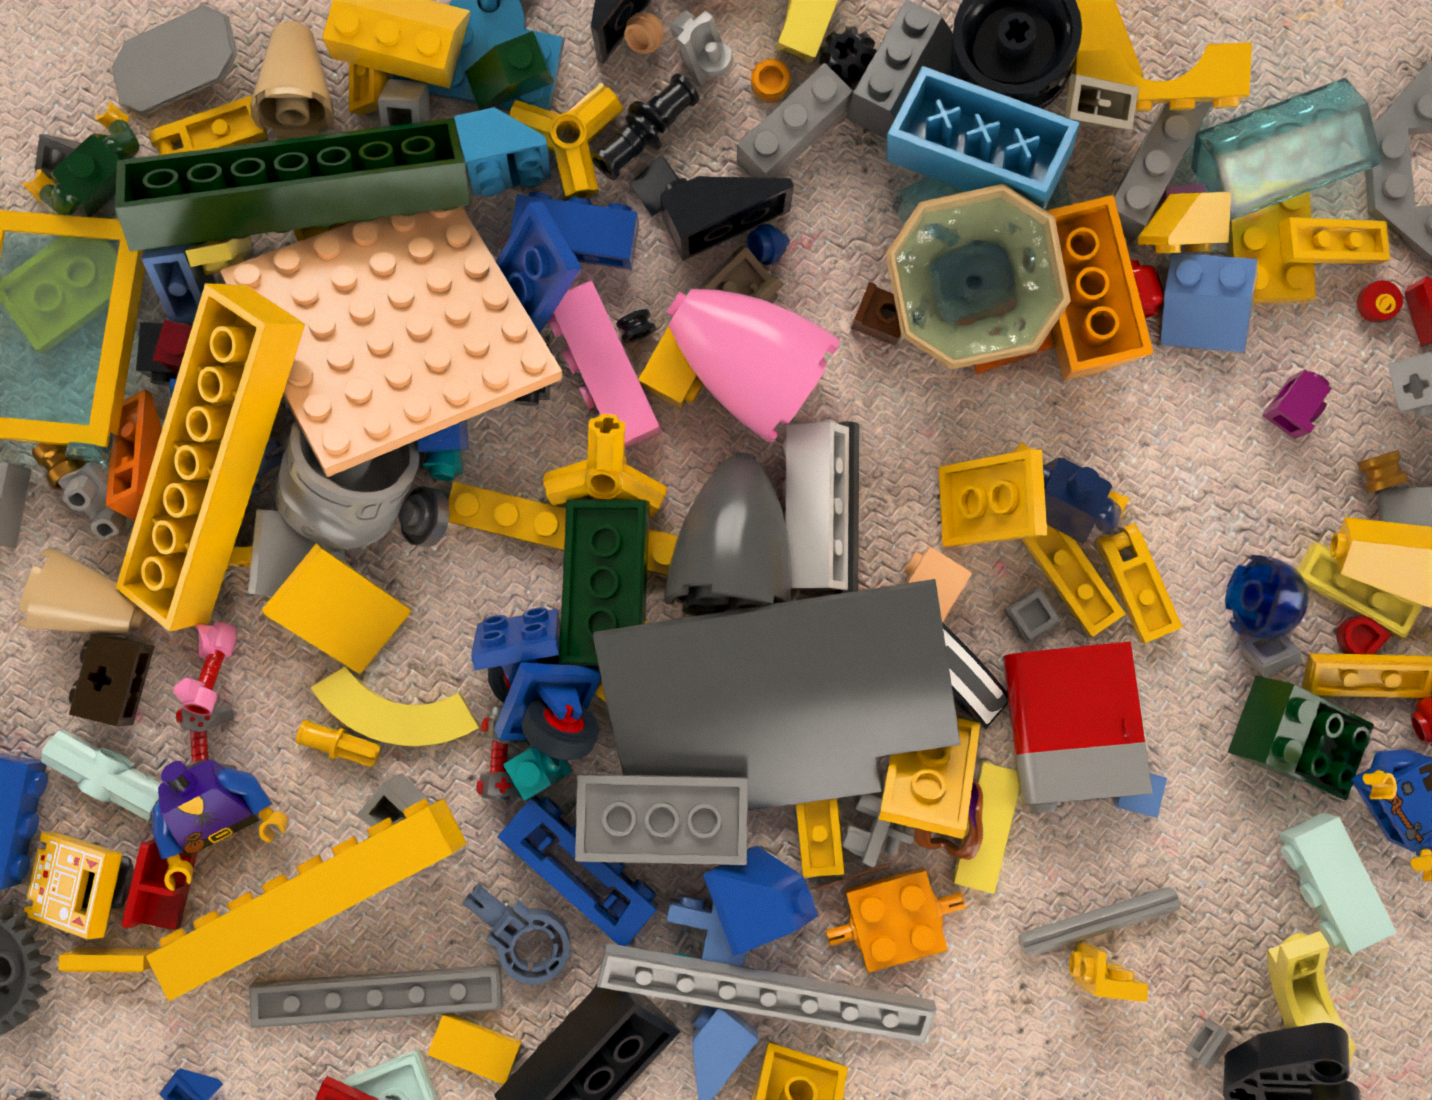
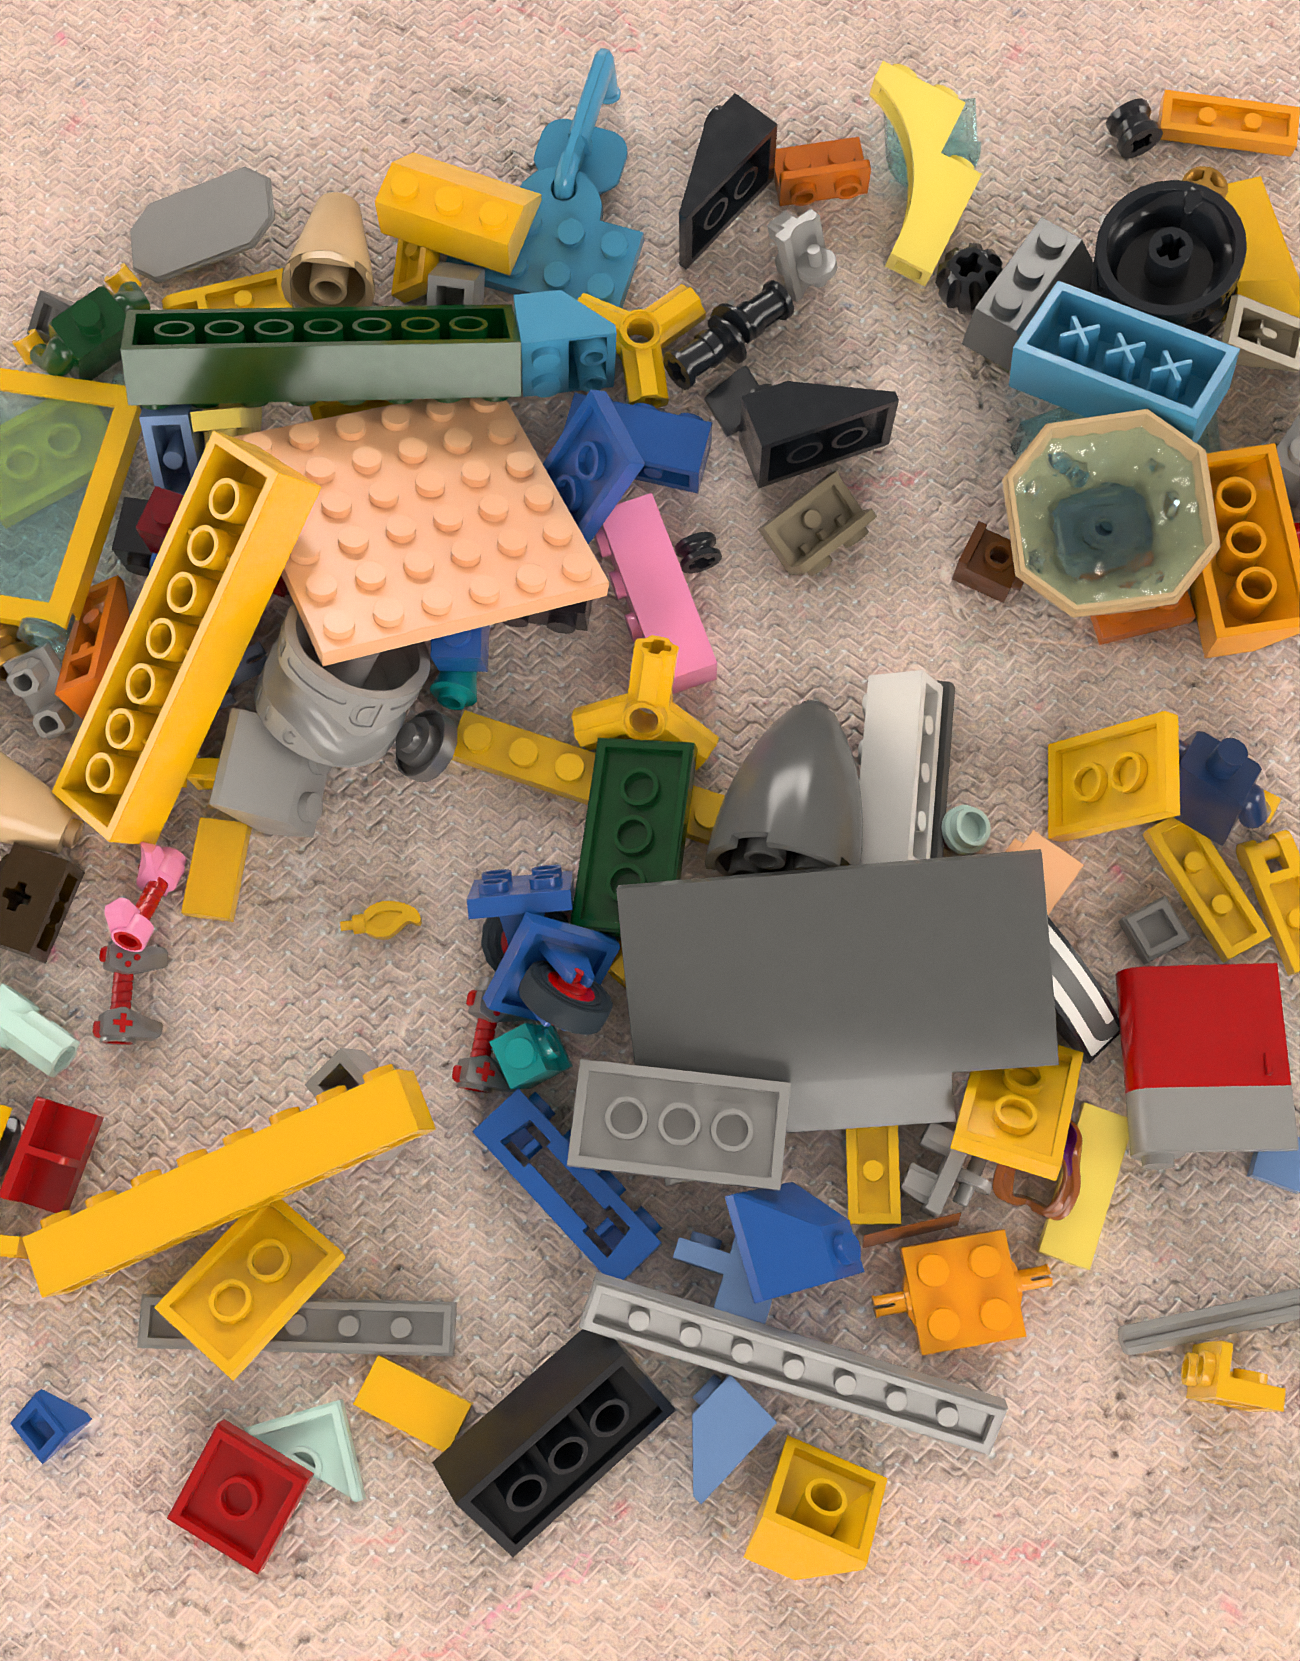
camera: 10 degrees right, 10 degrees down
(205, 807) = (120, 1062): torso -> none
(261, 640) = (216, 869): none -> yellow tile
(333, 974) = (250, 1285): none -> yellow plate
(336, 609) = (310, 838): yellow tile -> none
(338, 743) = (289, 1006): yellow axle -> none
(392, 721) = (358, 985): light yellow tile -> none
(405, 664) = (383, 920): none -> yellow piece
(509, 71) = (581, 258): dark green slope -> none
(524, 920) = (459, 1235): sand blue pin -> none
(644, 32) = (736, 236): light nougat plate -> none
(670, 375) = (748, 594): yellow brick -> none
(751, 354) = (832, 583): bright pink cylinder -> none
(767, 243) = (861, 473): blue plate -> none
(770, 80) = (877, 300): light orange tile -> none
(794, 124) = (905, 341): light grey brick -> none
(875, 546) = (965, 829): none -> light aqua plate

